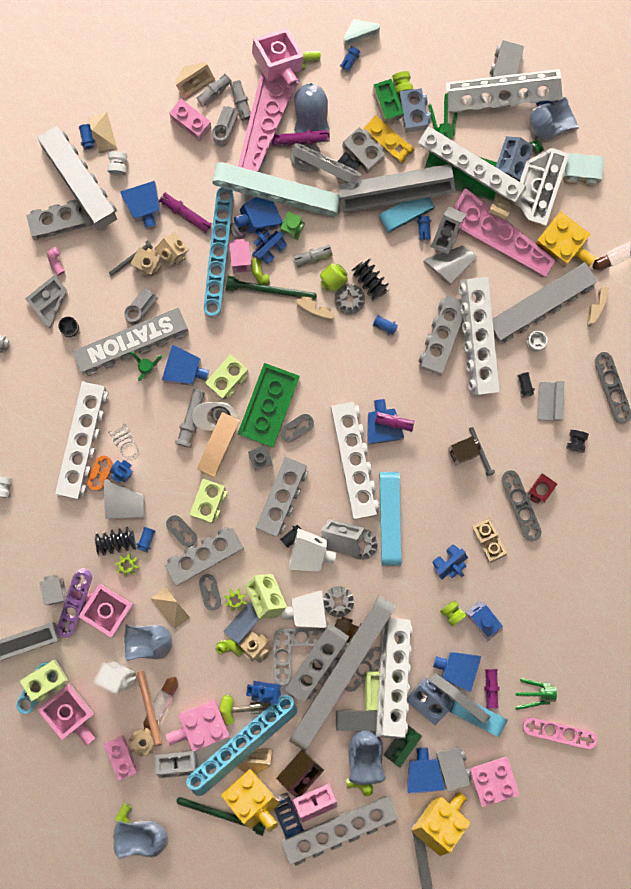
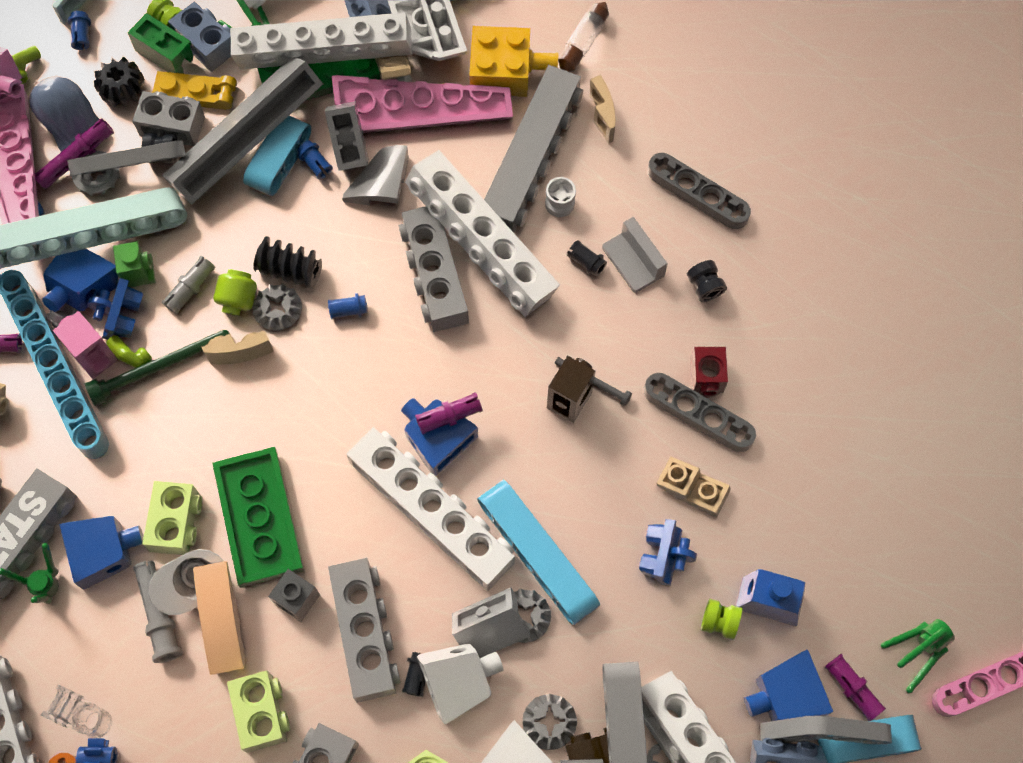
camera: 30 degrees left, 15 degrees down
(294, 424) = (313, 517): dark grey beam -> none
(344, 105) = (119, 81): none -> black gear

